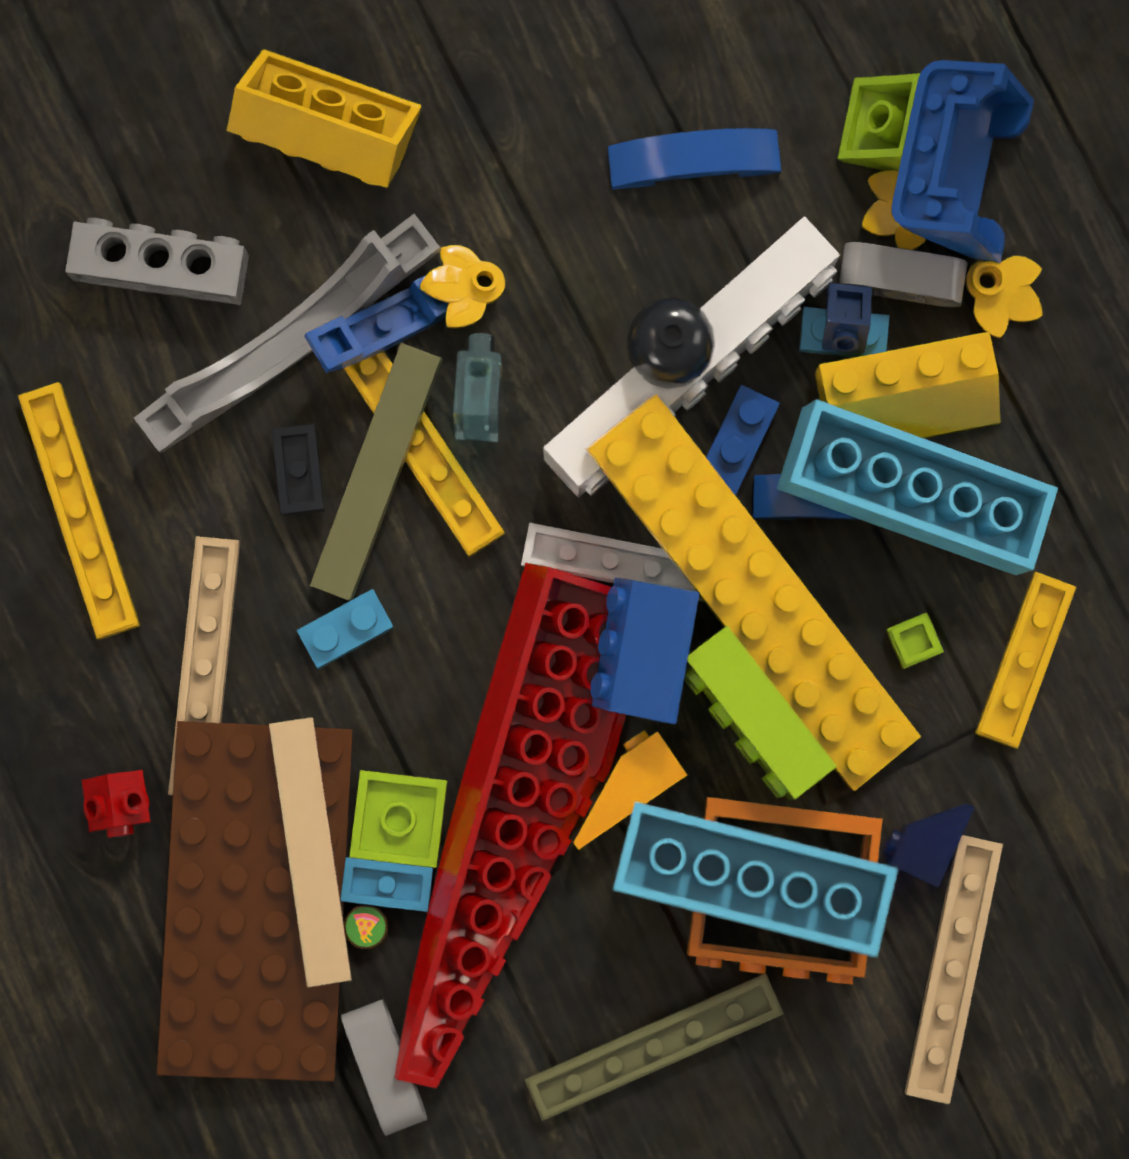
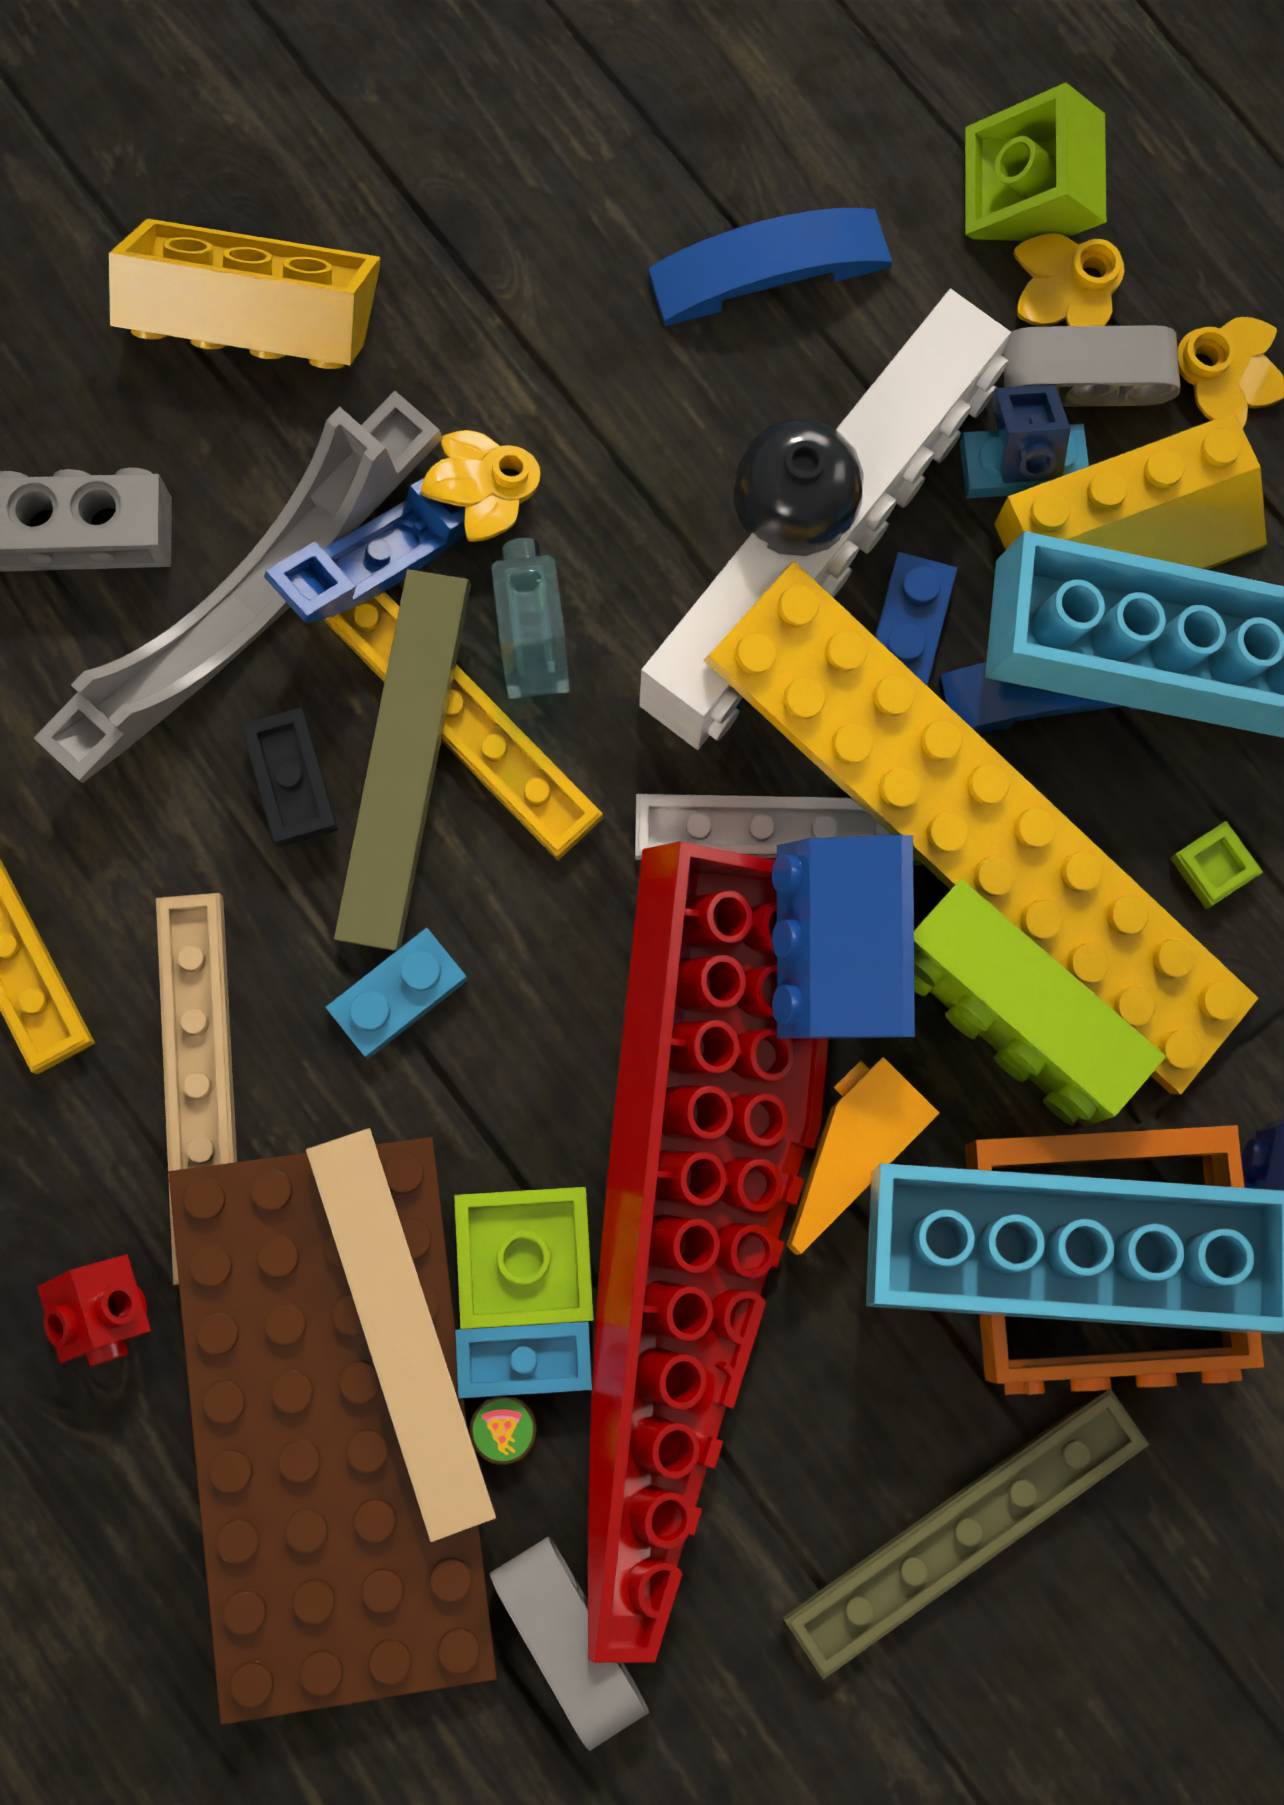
camera: 15 degrees left, 5 degrees down
(948, 153) = (1129, 126): blue windscreen -> none

